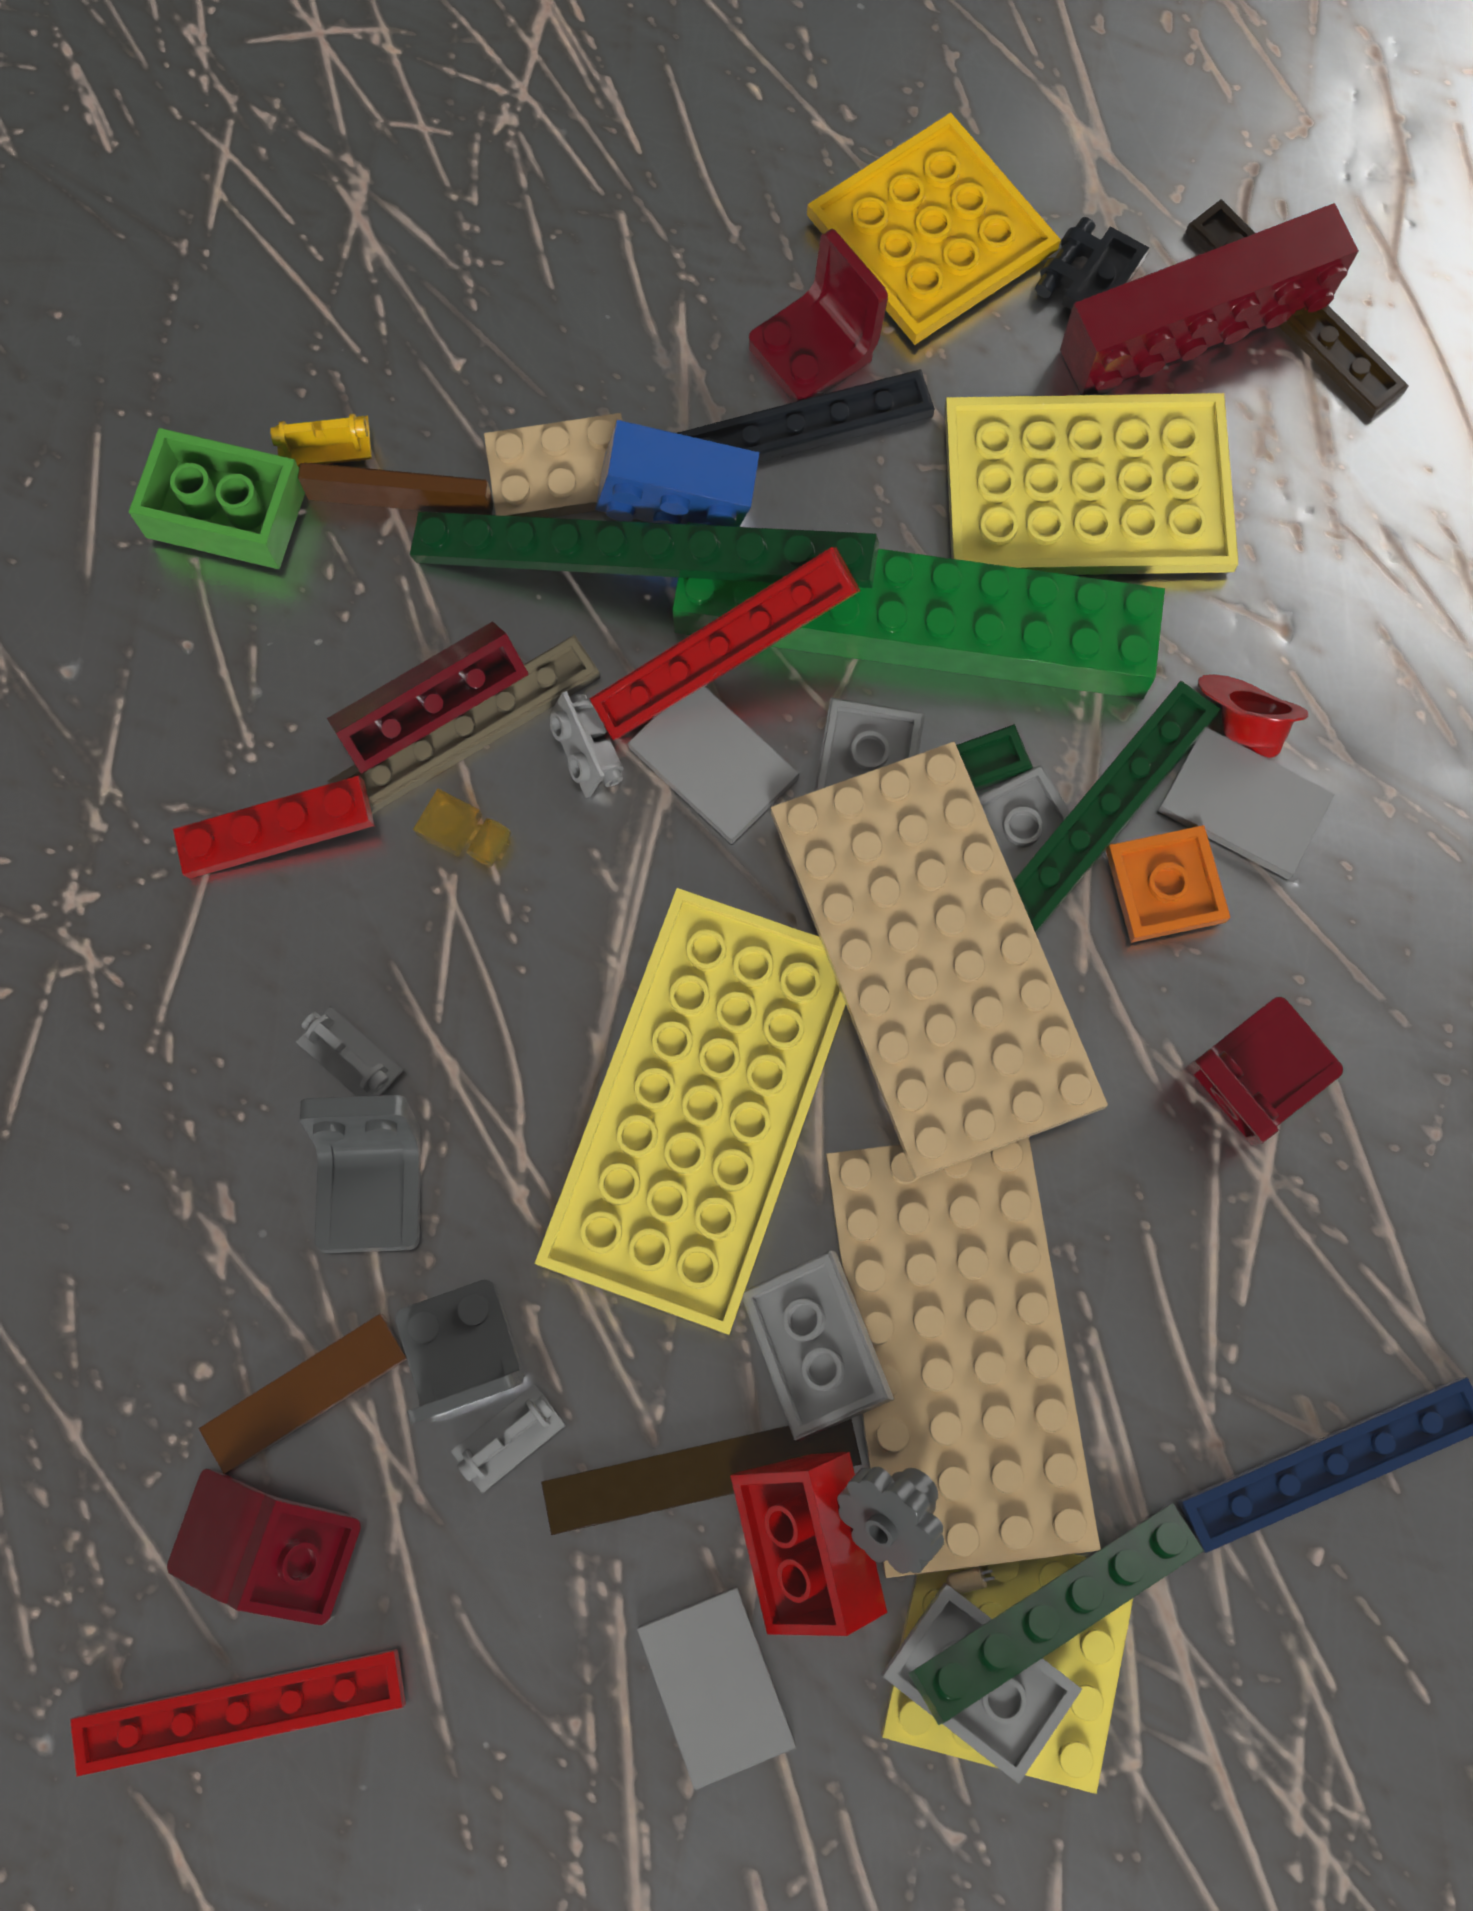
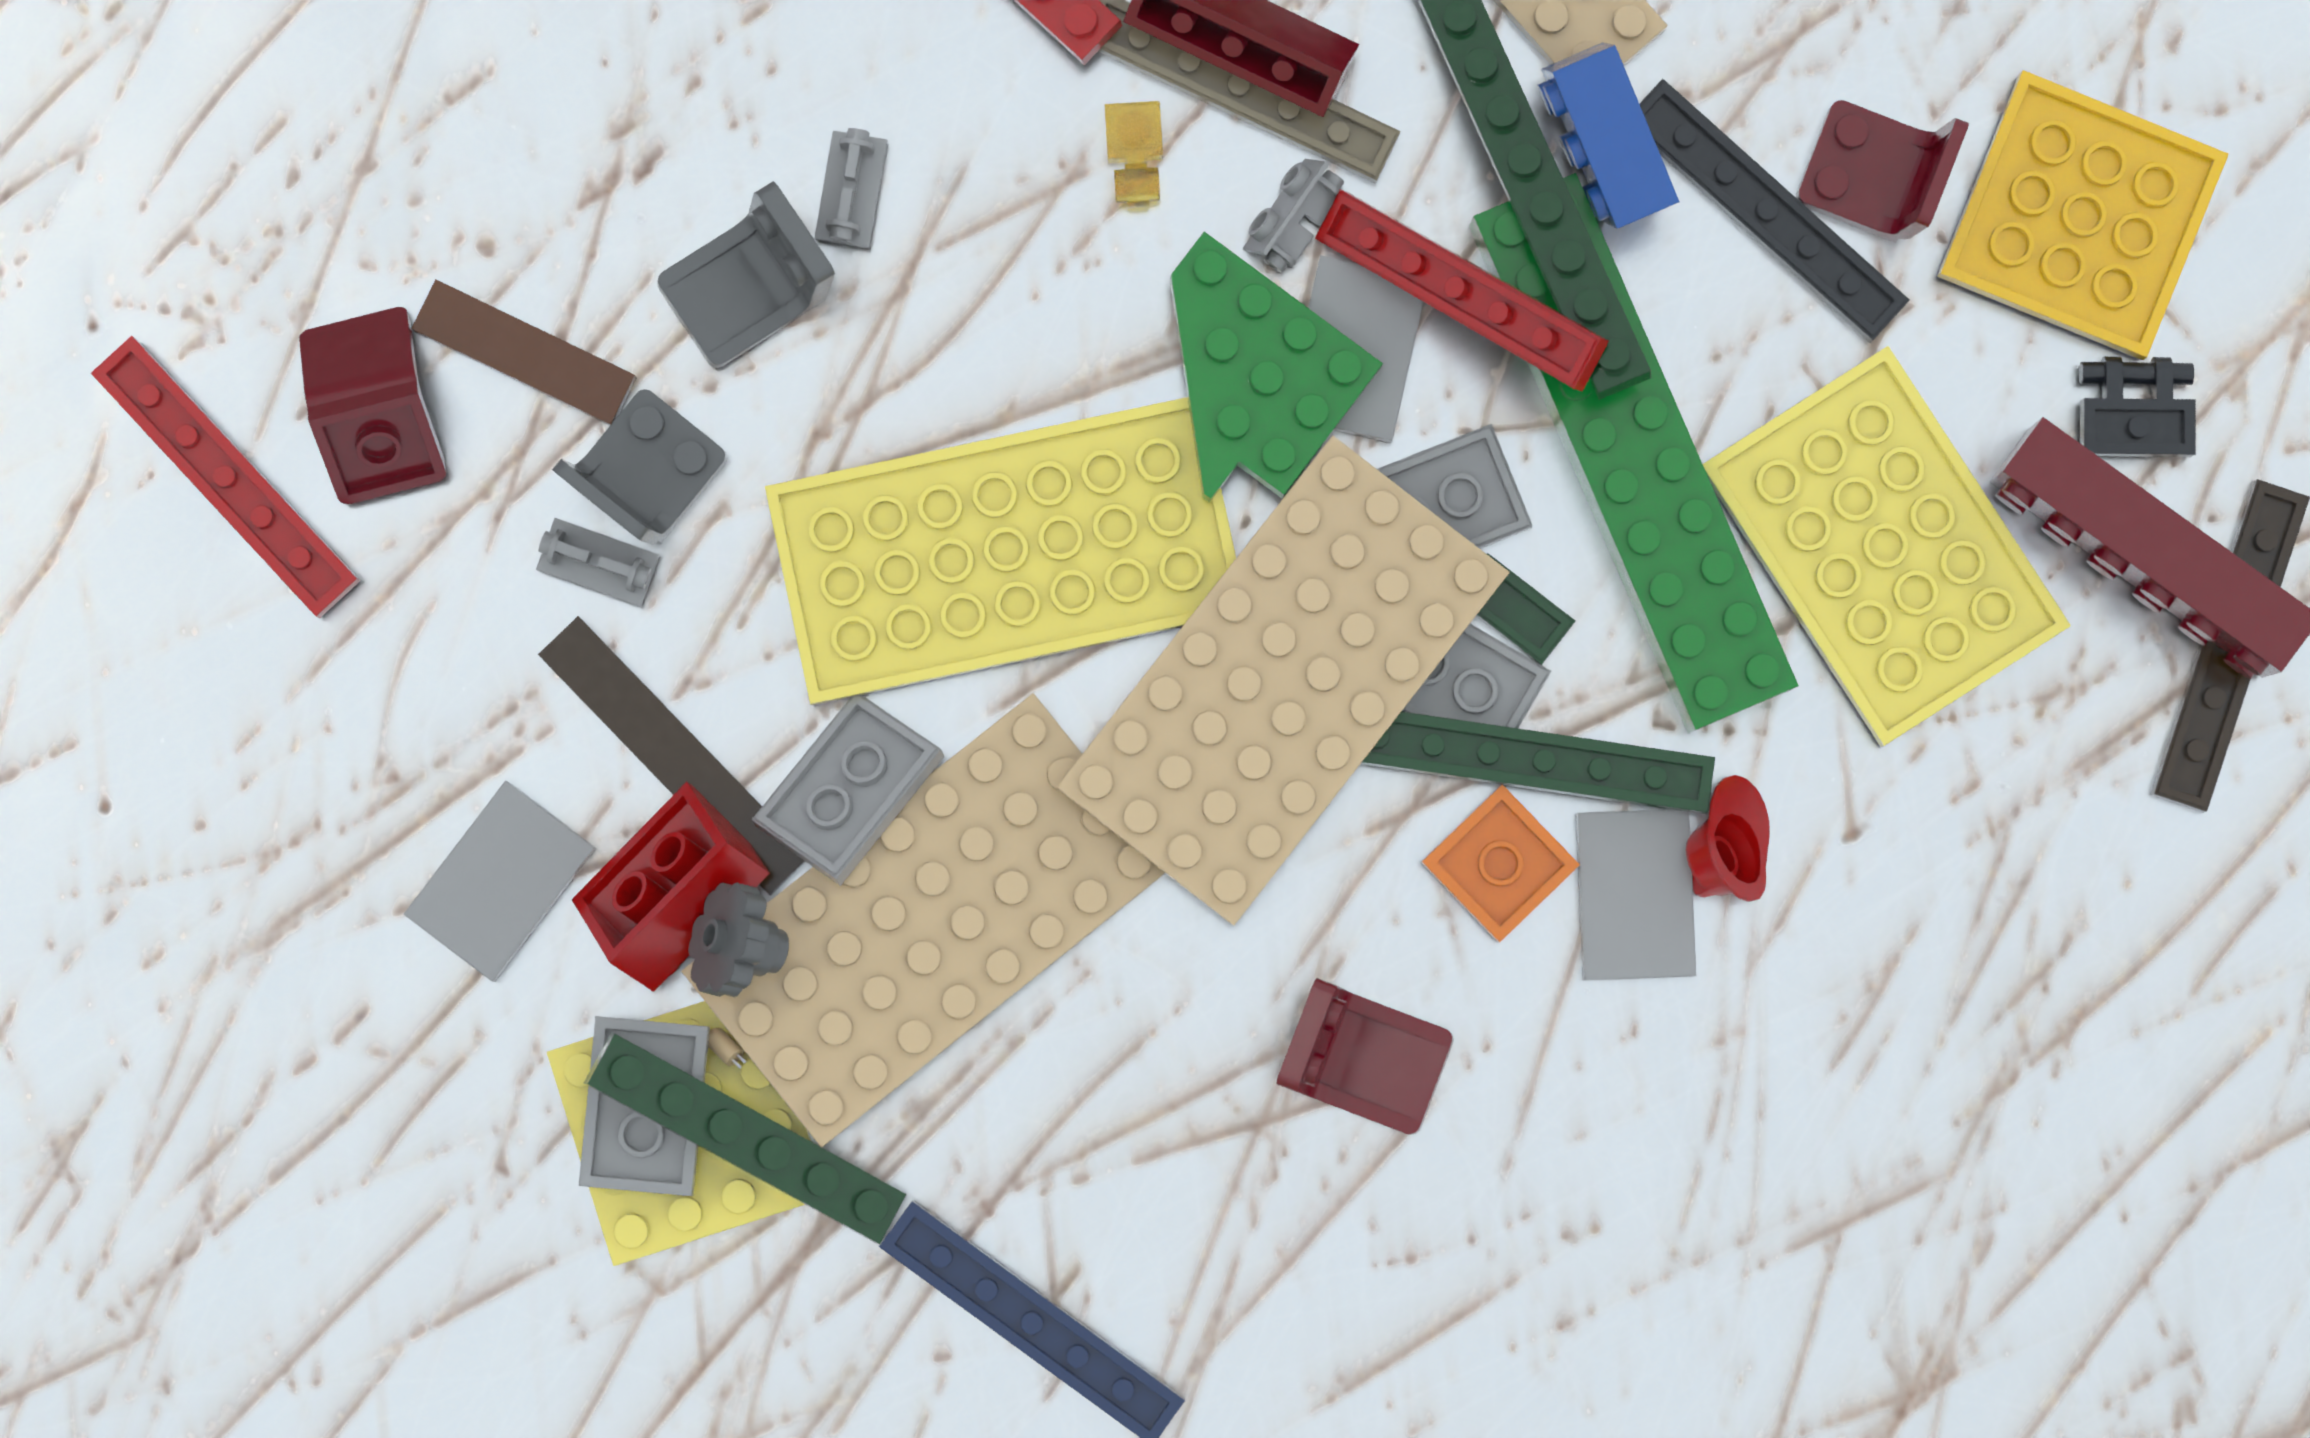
camera: 55 degrees right, 10 degrees up
(686, 834) = (1258, 370): none -> green wing

